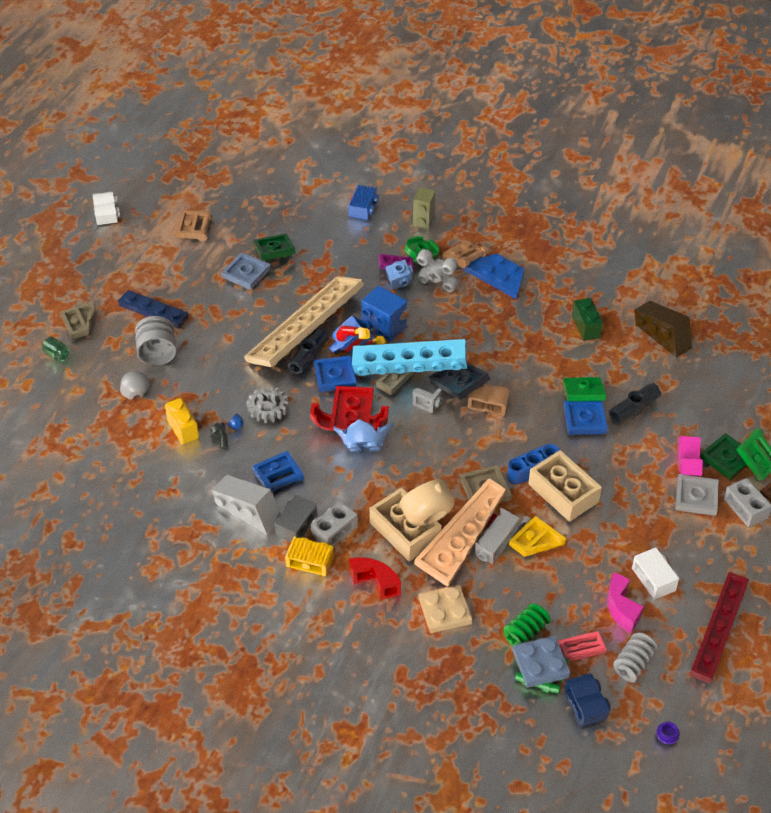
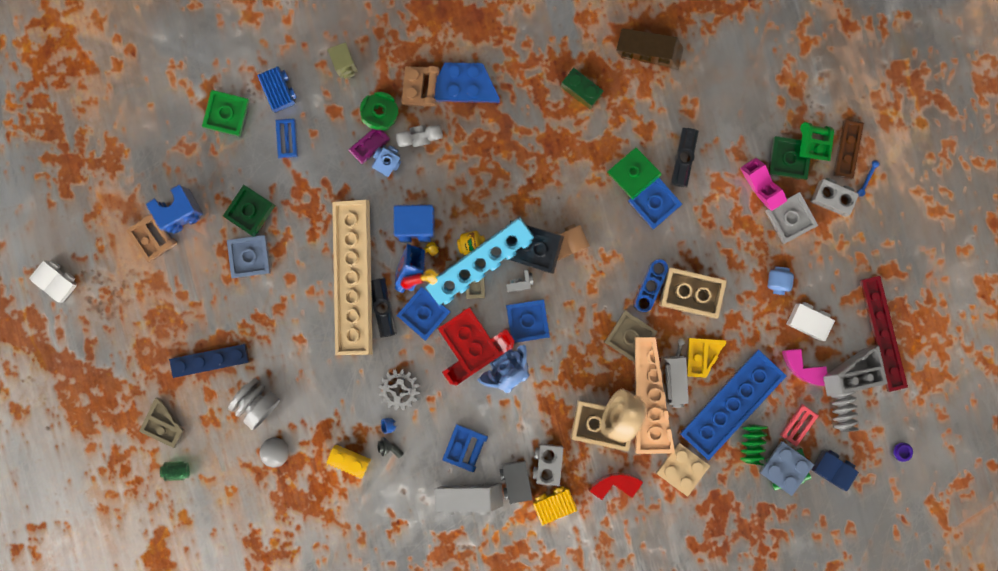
camera: 40 degrees left, 40 degrees up
(226, 216) = (182, 211): none -> blue piece
(315, 195) = (225, 113): none -> green plate
(345, 232) = (287, 144): none -> blue tile
(411, 426) = (528, 321): none -> blue plate
(543, 586) = (733, 404): none -> blue plate
(651, 528) = (780, 280): none -> medium blue head
(672, 631) = (857, 373): none -> light grey wedge

